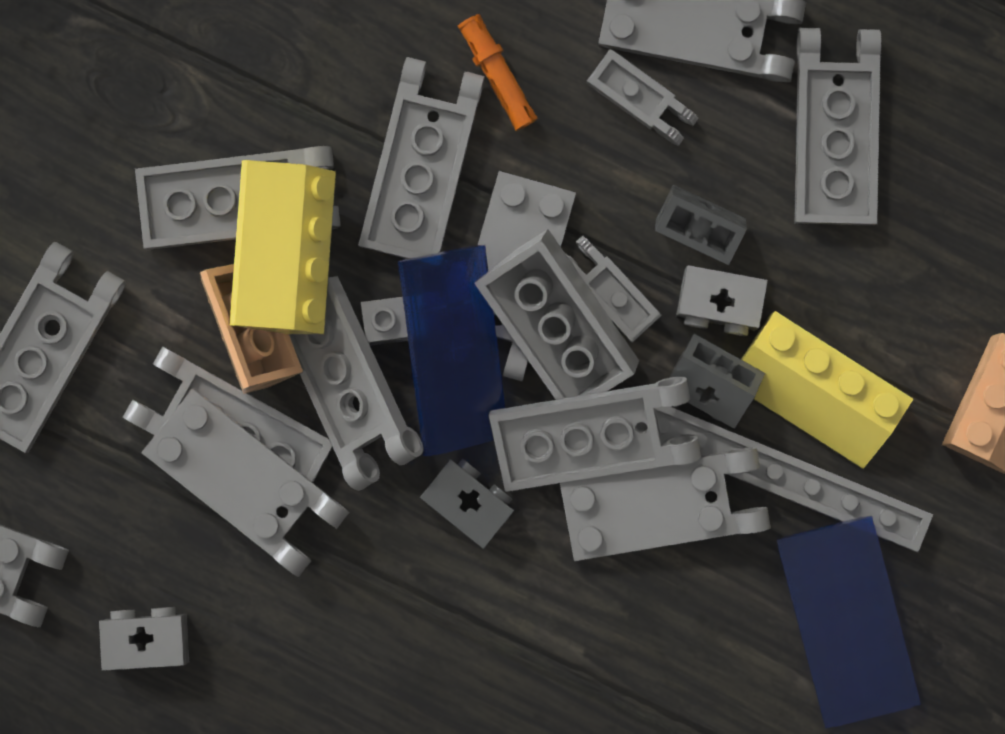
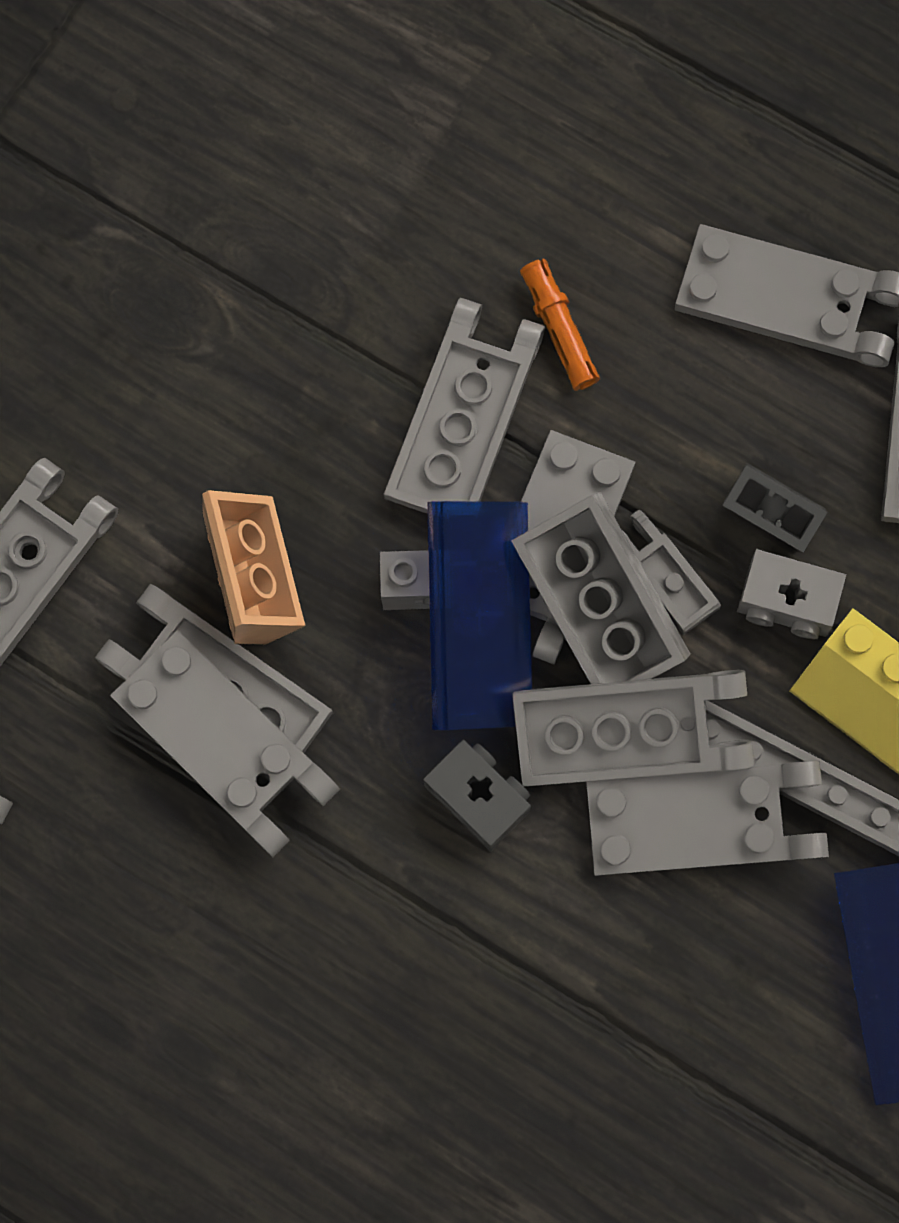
camera: 10 degrees right, 10 degrees down
(122, 650) = (56, 917): light grey brick -> none
(201, 198) = (231, 429): light grey hinge -> none
(282, 247) = (298, 480): light yellow slope -> none
(336, 371) = (347, 623): light grey hinge -> none
(639, 95) = (717, 365): light grey hinge -> none
(717, 380) = (779, 683): dark grey brick -> none

